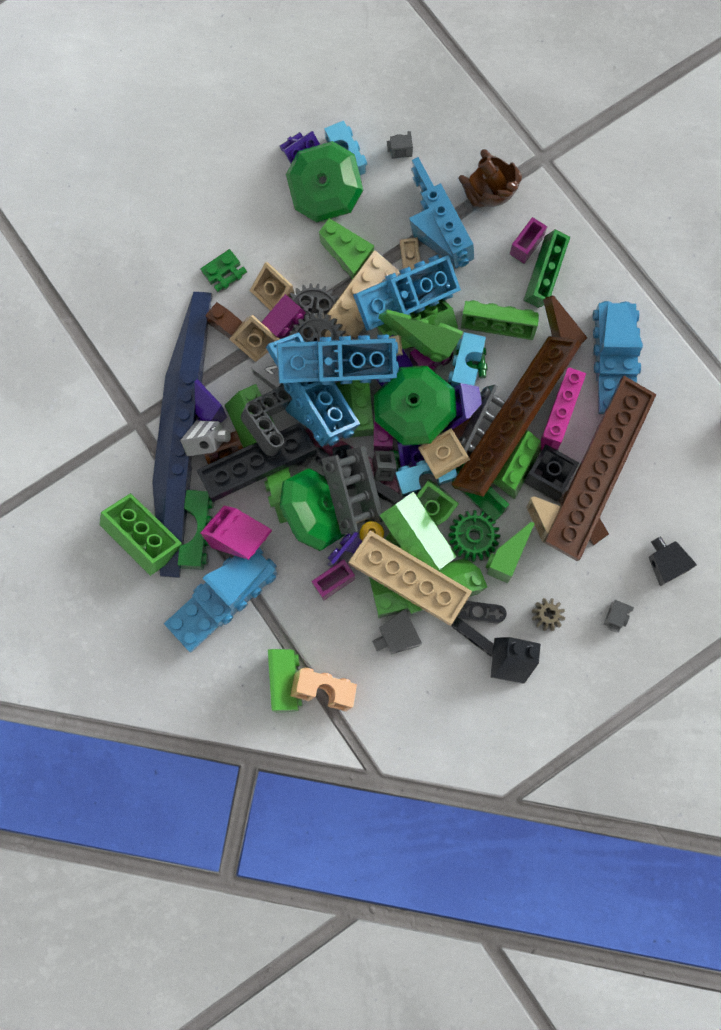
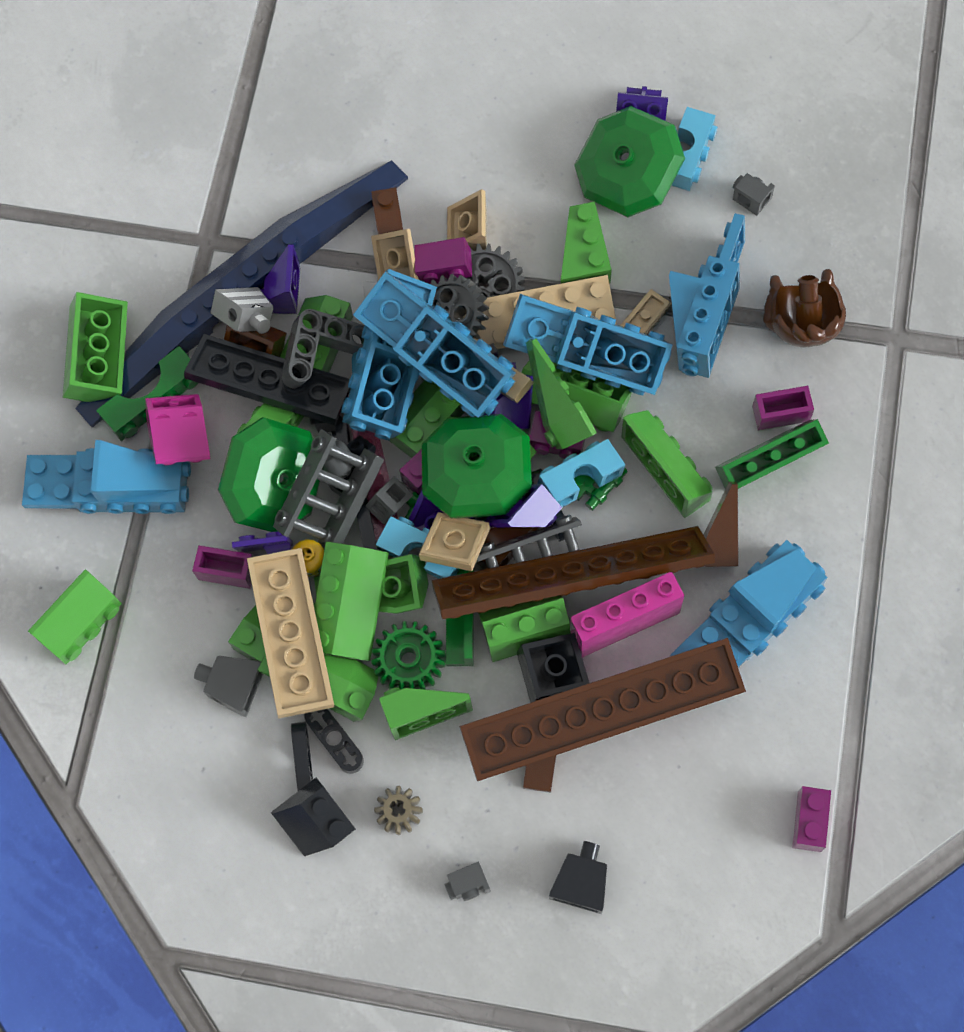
camera: 45 degrees right, 5 degrees down
(221, 266) = (442, 159): green plate -> none
(340, 691) = (117, 681): light nougat arch -> none
(542, 514) = (495, 698): tan slope -> none

